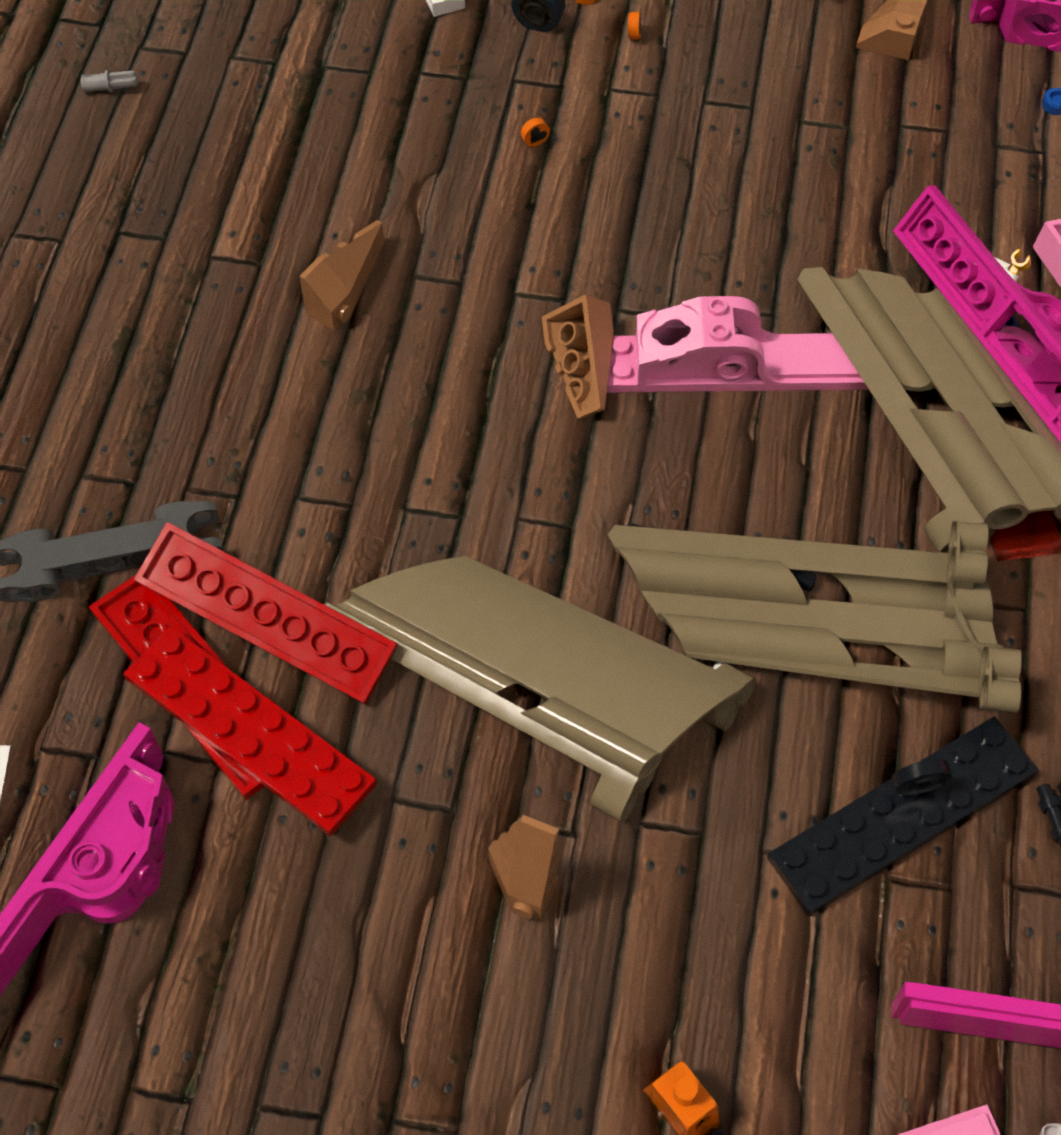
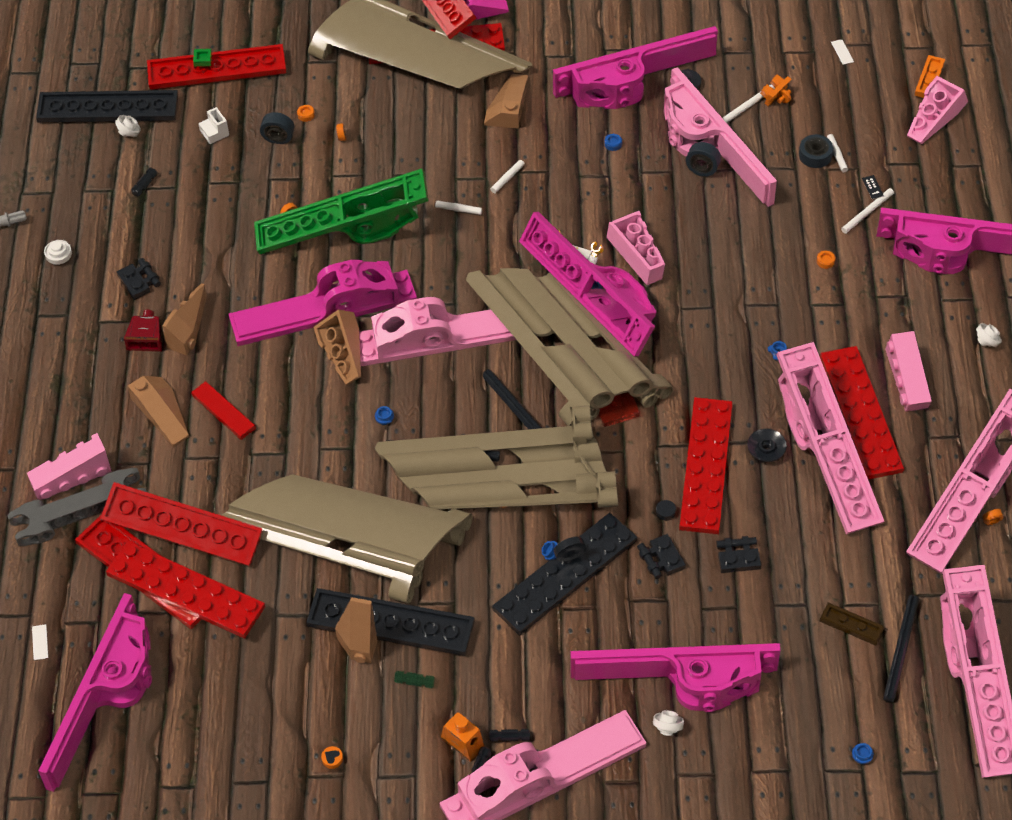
camera: 10 degrees left, 5 degrees down
(108, 486) = (70, 469): none -> bright pink wedge
(171, 140) = (58, 252): none -> white plate
(274, 284) = (144, 333): none -> dark red torso
(275, 405) = (160, 406): none -> medium nougat wedge
(276, 201) = (133, 281): none -> black plate
(323, 56) = (144, 181): none -> black axle
(374, 429) = (223, 410): none -> red tile
(442, 1093) = (332, 757): none -> orange tile
(540, 288) = (310, 309): none -> dark pink piece
(597, 852) = (398, 622): none -> black plate
(599, 145) = (332, 214): none -> green piece
(612, 967) = (414, 679): none -> clear green axle
(632, 480) = (384, 415): none -> blue plate
(768, 1113) = (509, 735): none -> black axle
(800, 165) = (458, 207): none -> white piece
(846, 491) = (510, 400): none -> black axle
(882, 767) = (547, 549): none -> blue plate
(883, 129) = (507, 176): none -> white piece

